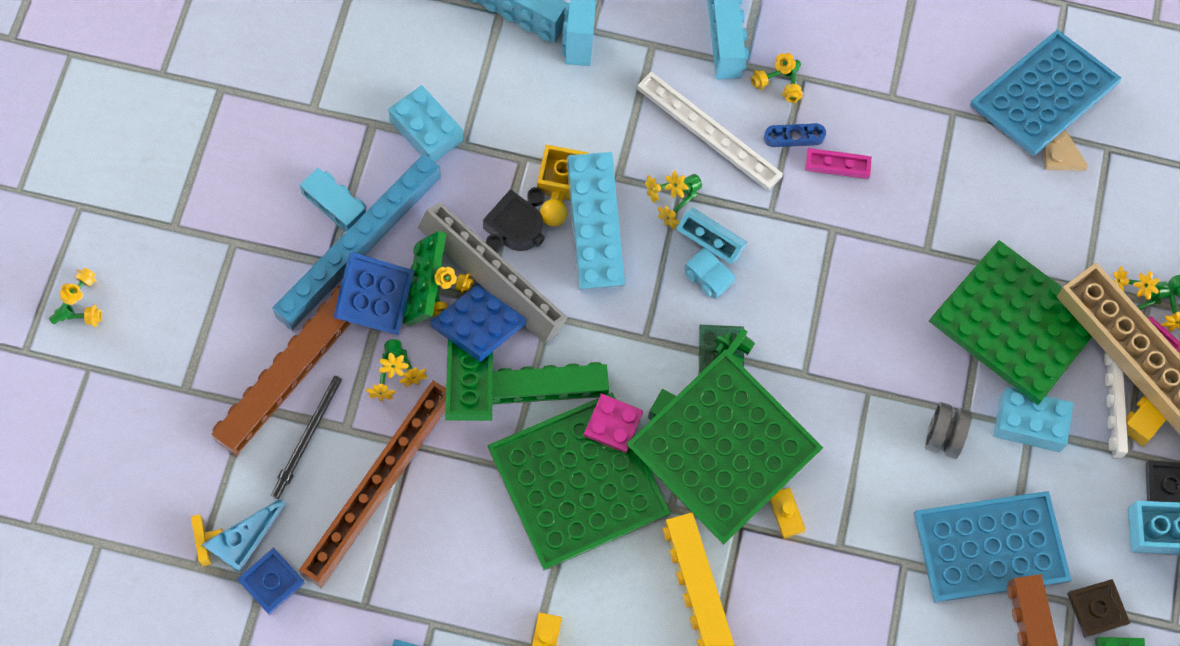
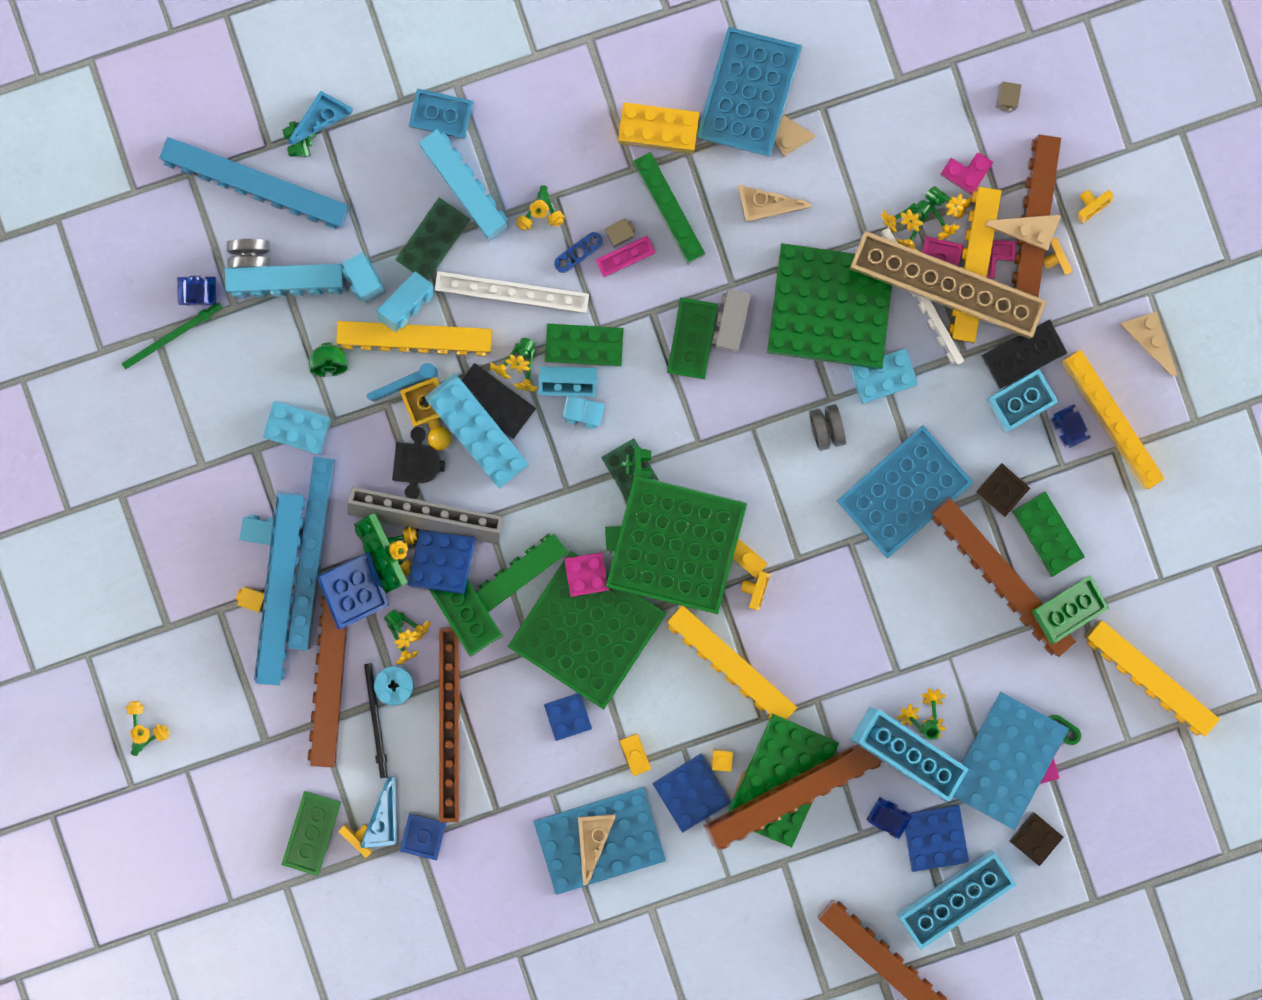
camera: 30 degrees left, 20 degrees up
(162, 505) = (311, 833): none -> green plate
(271, 248) = (250, 599): none -> yellow brick
(303, 247) = (278, 587): none -> dark azure brick
(346, 399) = (388, 694): none -> medium azure brick
(495, 85) = (328, 359): none -> green cylinder
(501, 555) = (567, 716): none -> blue plate
(583, 139) = (427, 371): none -> dark azure piece
(591, 114) = (414, 337): none -> yellow brick
(603, 75) = (405, 302): none -> medium azure brick
(636, 223) = (498, 400): none -> black plate
(664, 45) = (433, 239): none -> clear green plate
(748, 217) = (584, 345): none -> green plate
(778, 548) = (757, 590): none -> yellow tile
(846, 139) = (620, 232): none -> dark tan brick
(858, 272) = (692, 338): none -> green plate
(907, 145) = (669, 208): none -> green brick
(909, 275) = (731, 320): none -> light grey brick
(939, 73) = (658, 128): none -> yellow brick
(1001, 196) = (761, 204): none -> tan wing

